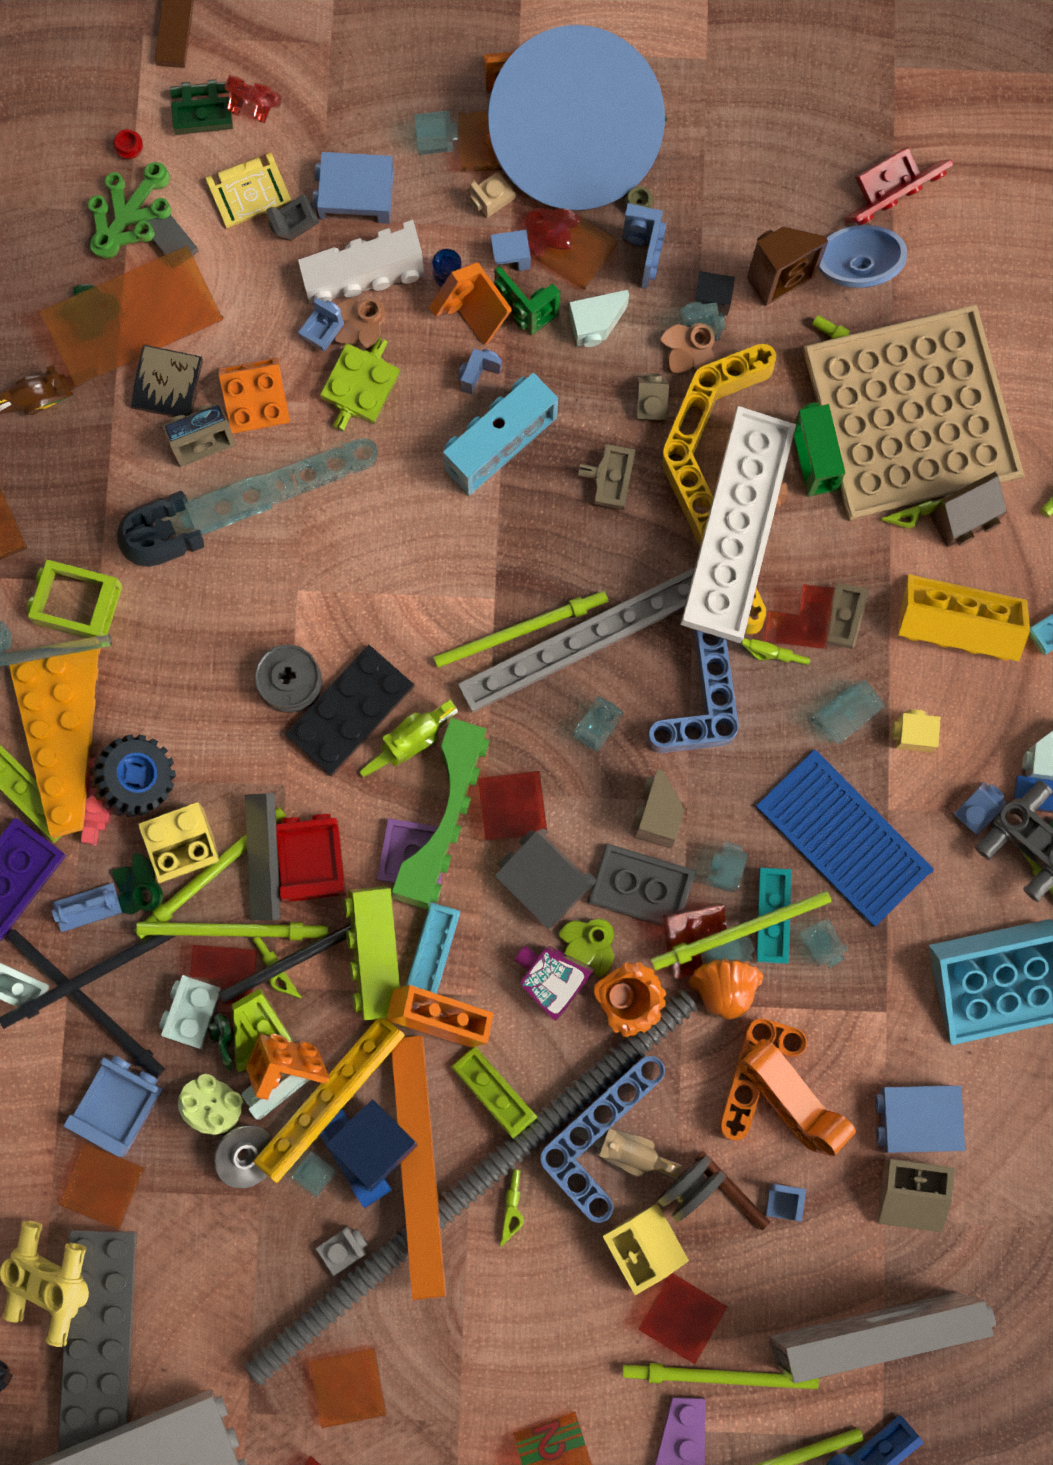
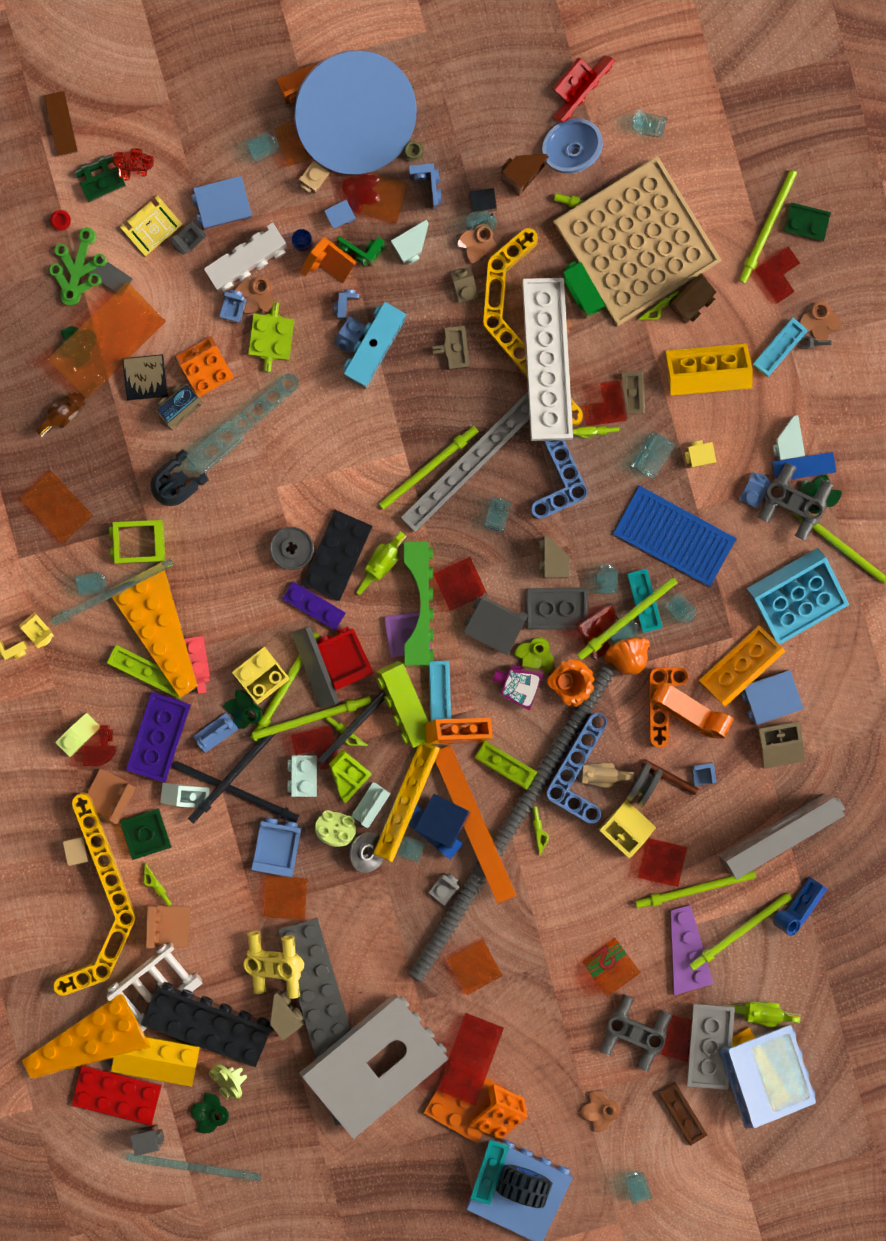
camera: 15 degrees left, 10 degrees up
(32, 1368) = (284, 1017): none -> dark tan slope
(132, 775) = (217, 643): black wheel -> none
(221, 1032) = (326, 783): dark green plate -> none
(277, 1055) = (367, 786): orange bracket -> none
(292, 771) = (314, 605): none -> dark purple plate
(466, 410) = (349, 335): none -> medium blue bracket
(890, 1056) = (742, 665): none -> light orange plate
(975, 264) = (649, 124): none -> clear light blue bracket

